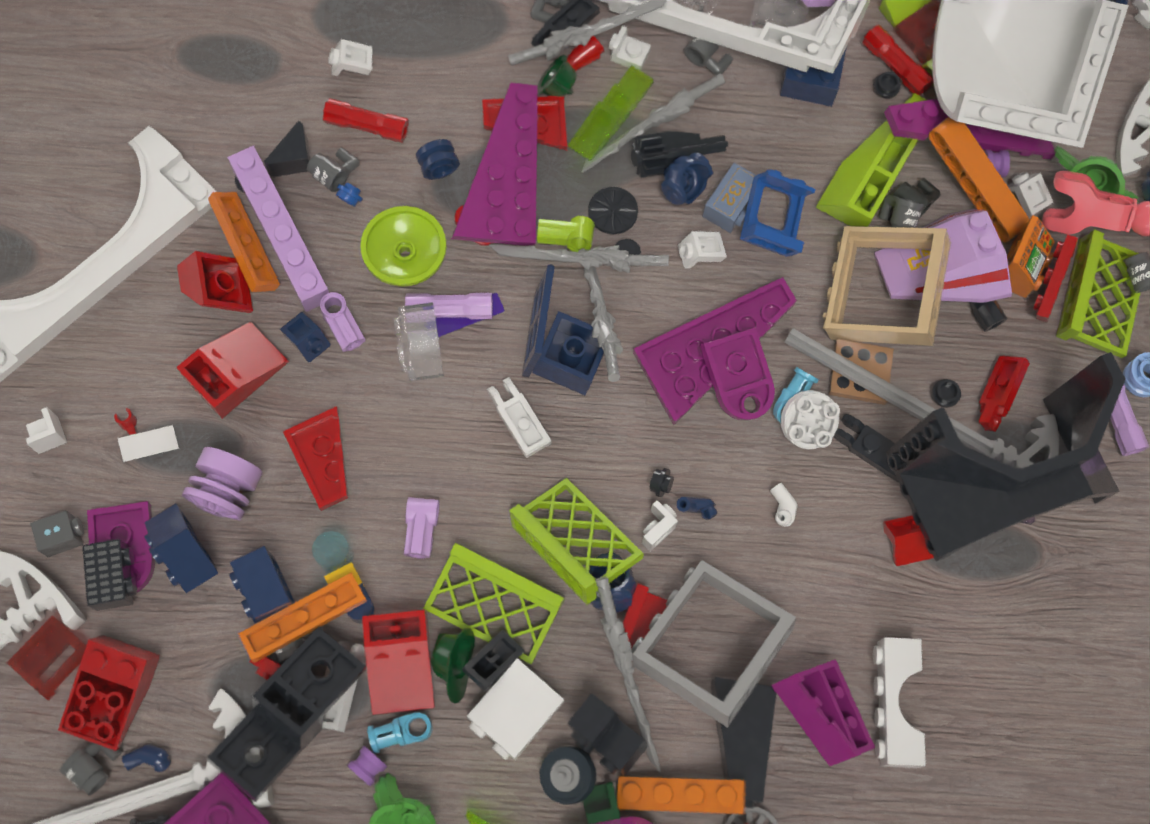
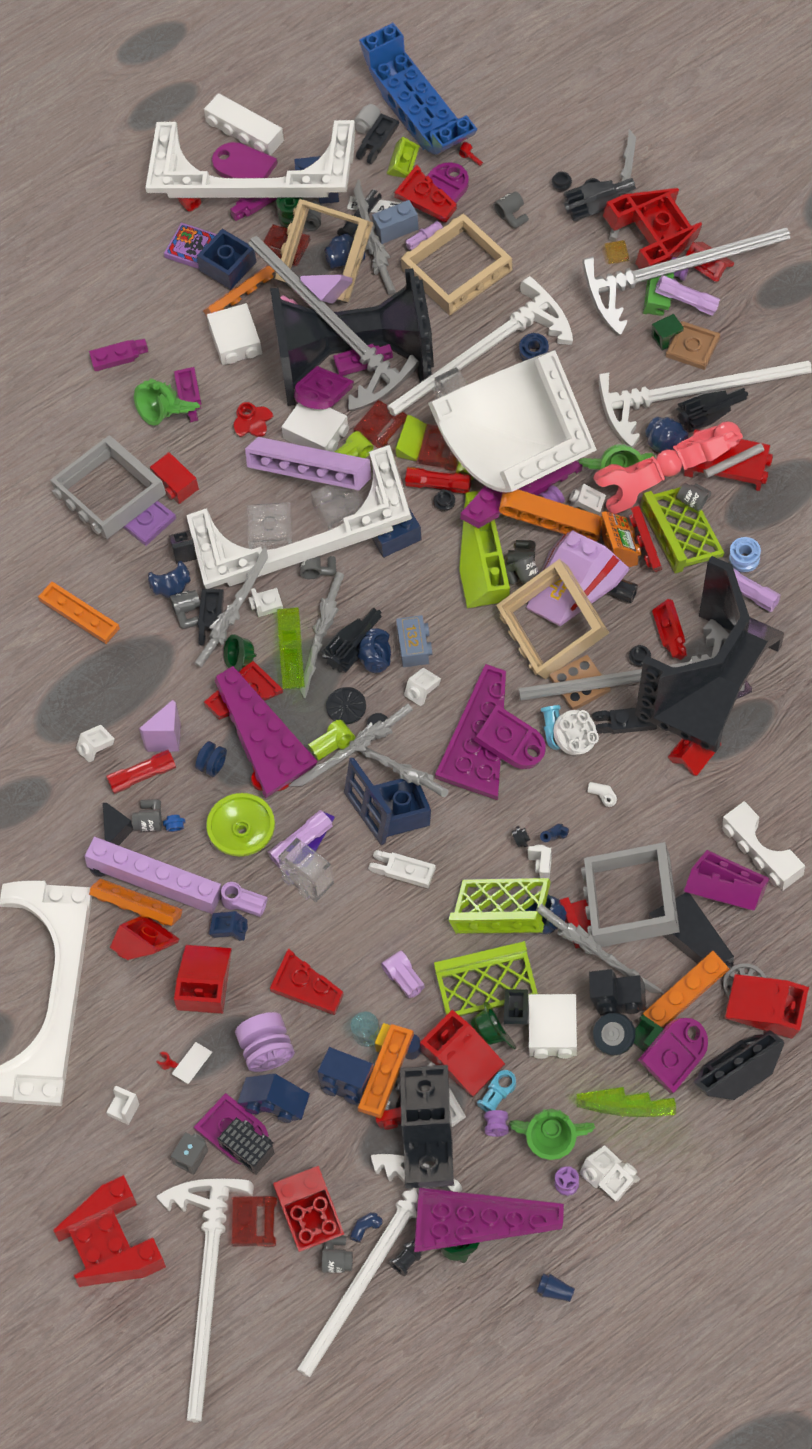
camera: 30 degrees left, 10 degrees down
(419, 95) = (162, 730): none -> lavender slope
(585, 55) = (242, 625): red cone -> none
(767, 237) = (464, 644): blue window -> none

